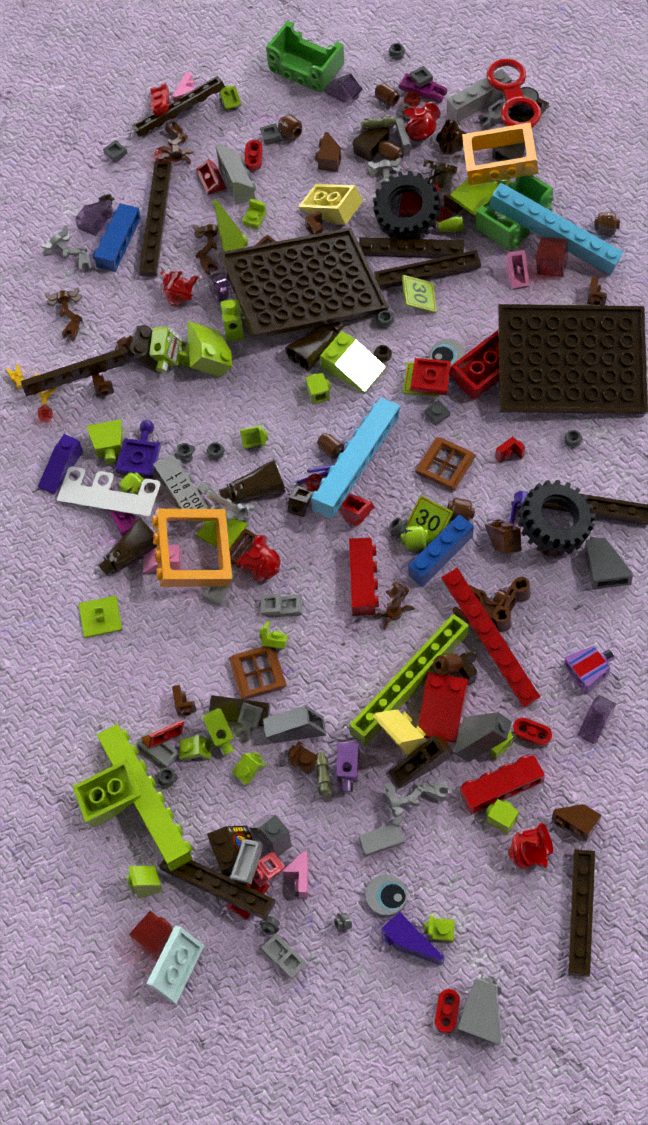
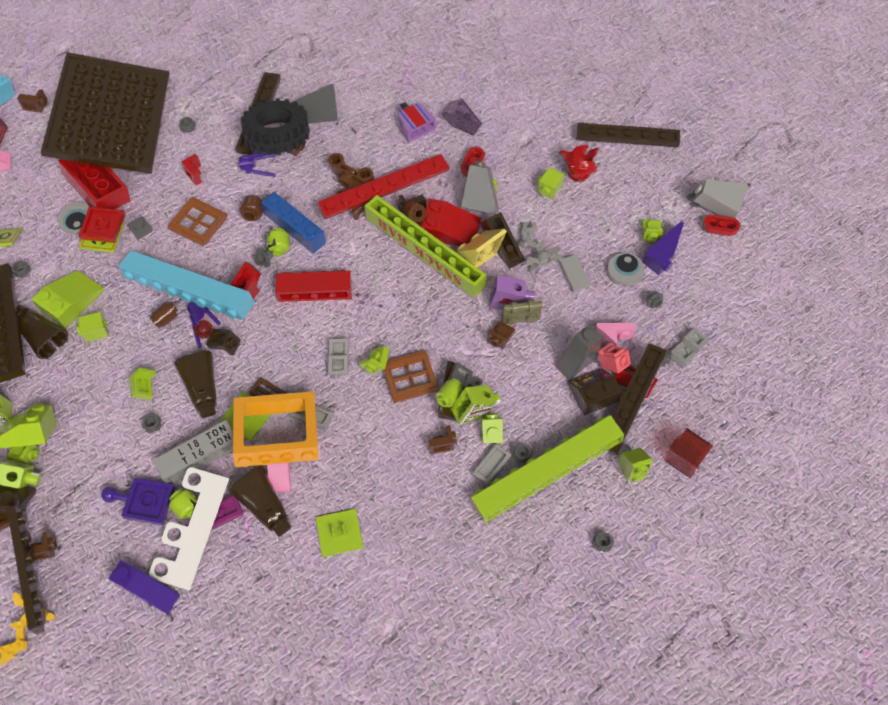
camera: 95 degrees left, 0 degrees up
(45, 413) = (70, 610): clear red plate -> none
(71, 844) = (603, 536): none -> dark grey plate
(106, 793) = (549, 499): lime slope -> none
(107, 439) = (119, 536): lime torso -> none
(163, 734) = (478, 456): red slope -> none
(175, 964) = (714, 431): light aqua plate -> none
(185, 447) = (144, 450): dark grey plate -> none
(227, 702) = (449, 393): none -> lime brick
(239, 511) = (234, 391): light grey piece -> none
(247, 861) = (615, 366): light grey tile -> none
(248, 767) = (511, 379): lime bracket -> none
(261, 560) = (291, 369): red helmet -> none
(294, 725) = (470, 340): dark grey slope -> none
(383, 349) = (59, 268): dark brown plate -> none
(394, 608) = (350, 262): reddish brown piece -> none
(430, 516) = (255, 229): lime piece -> none
(502, 784) = (522, 183): red brick -> none
(504, 536) = (284, 173): reddish brown slope -> none
(578, 819) = (551, 132): reddish brown slope -> none

